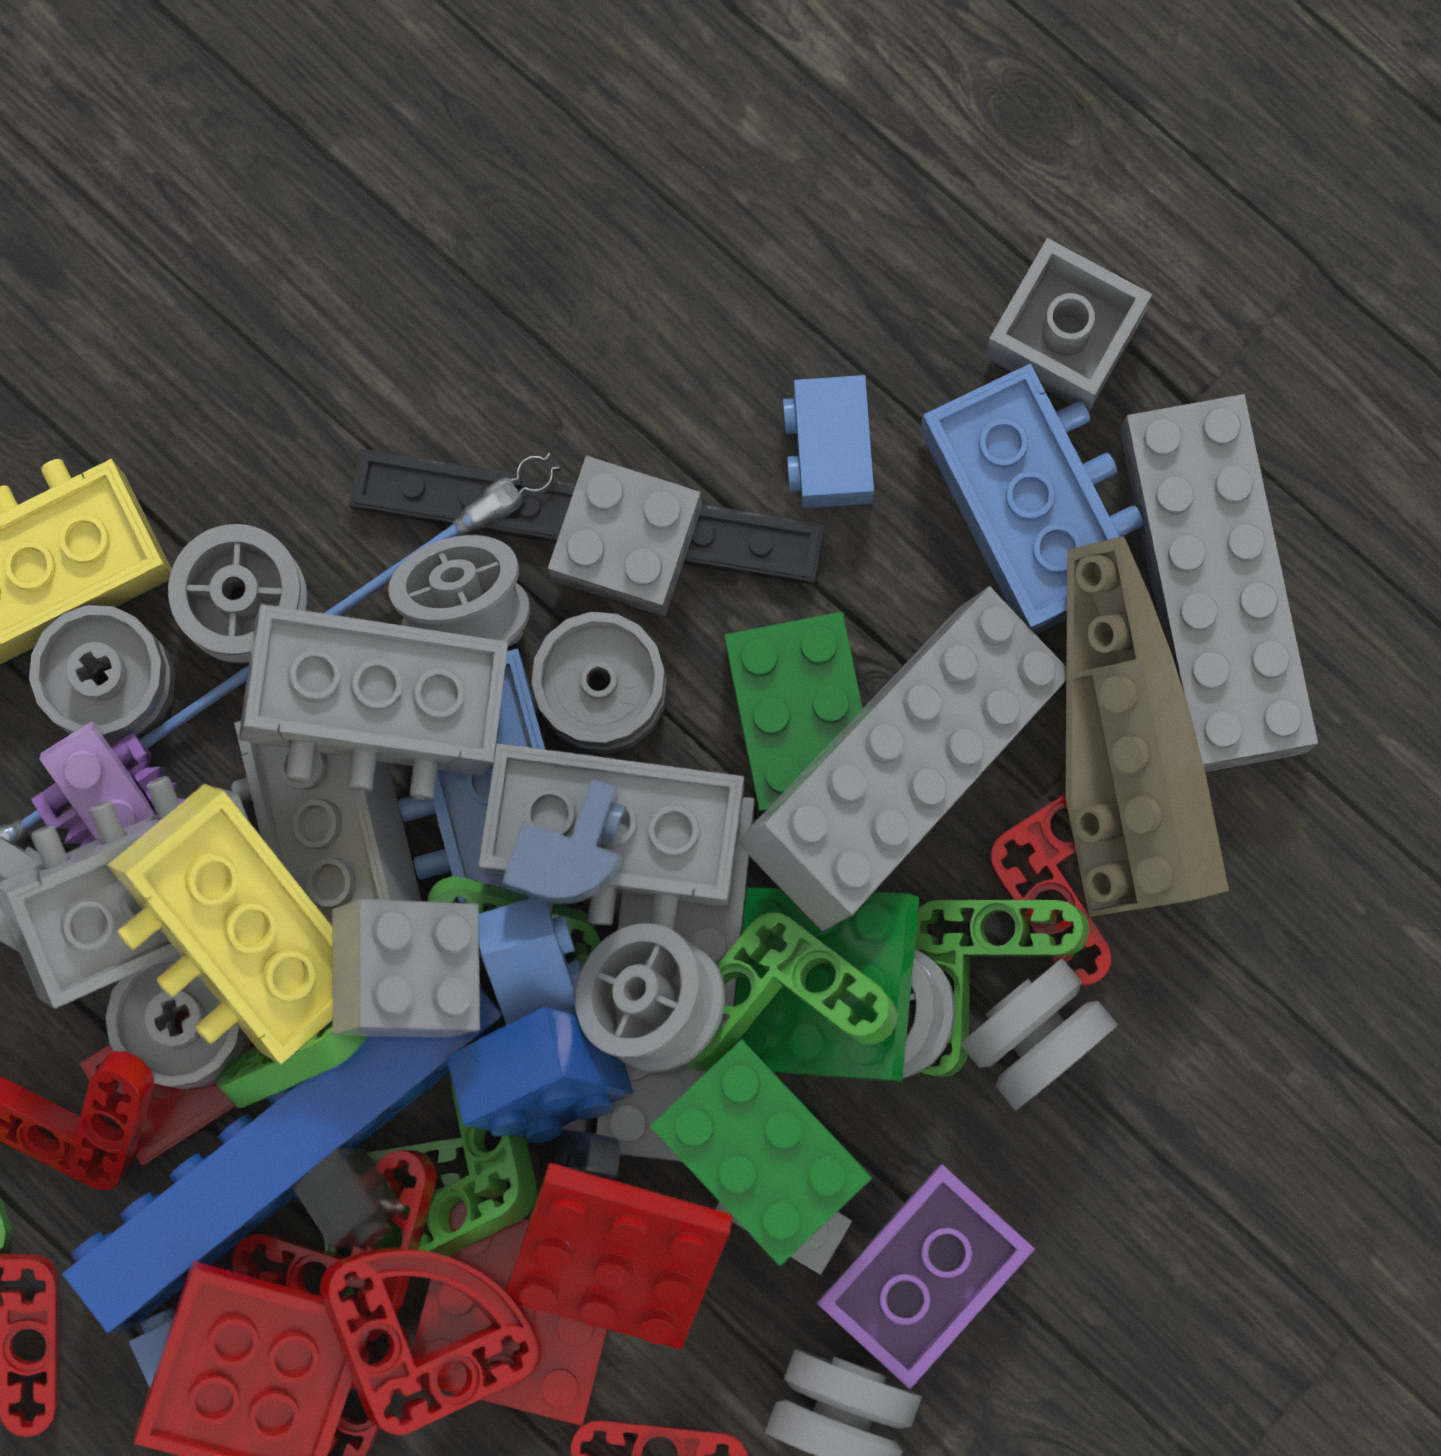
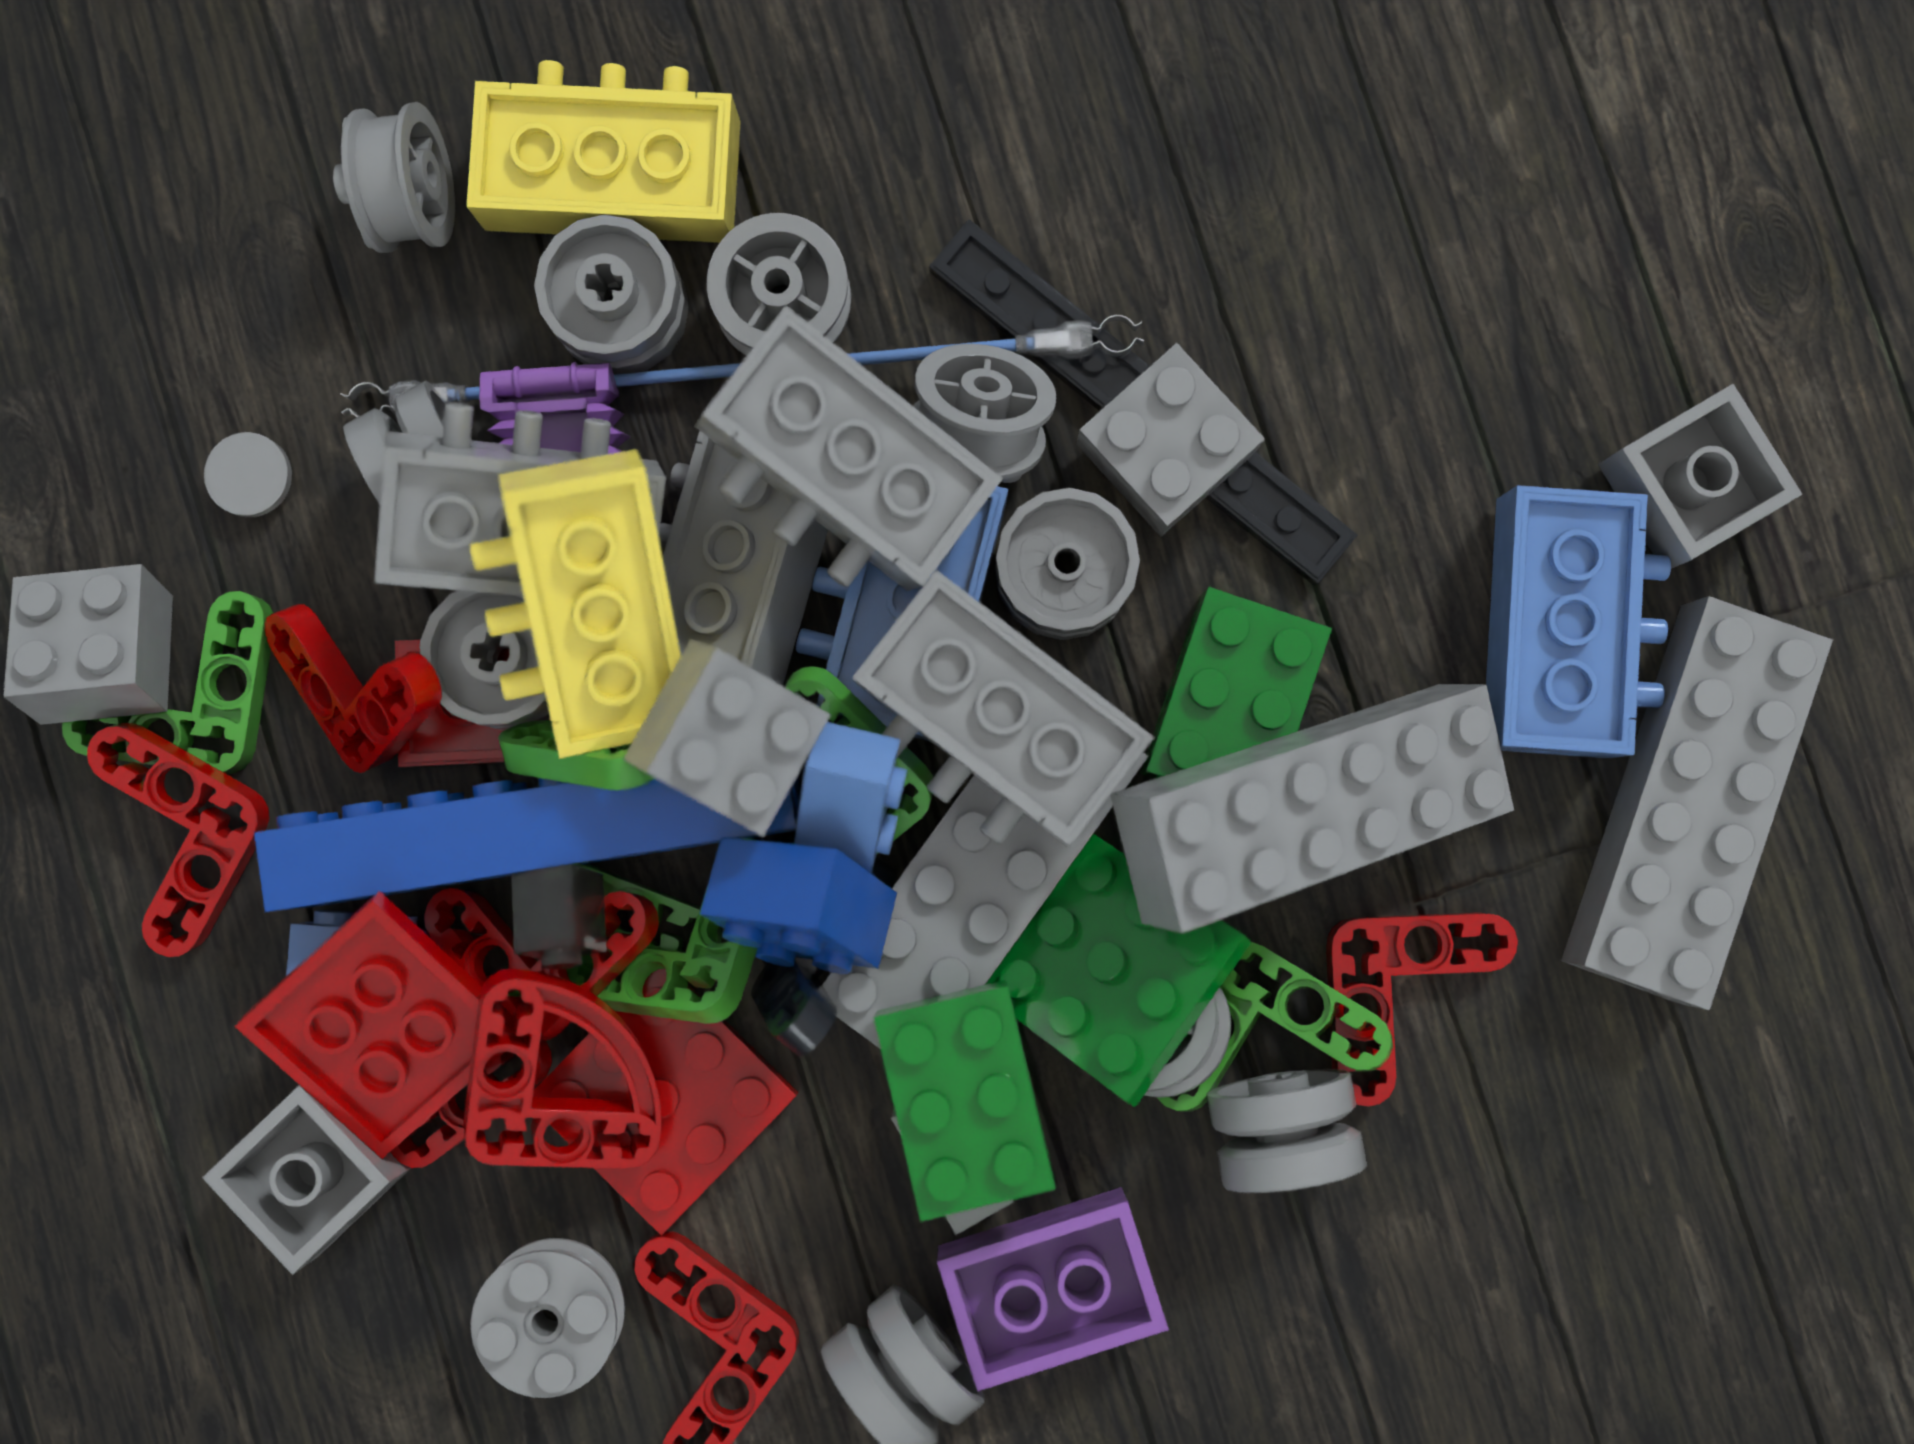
camera: 30 degrees right, 5 degrees up
(92, 774) = (547, 381): lavender plate -> none
(564, 867) = (936, 732): sand blue brick -> none
(617, 1256) = (776, 1114): red plate -> none
(650, 998) = (943, 894): light grey wheel -> none
(790, 971) = (1086, 937): bright green beam -> none
(831, 442) = (1410, 461): medium blue brick -> none
(1131, 746) = (1531, 910): dark tan wedge -> none

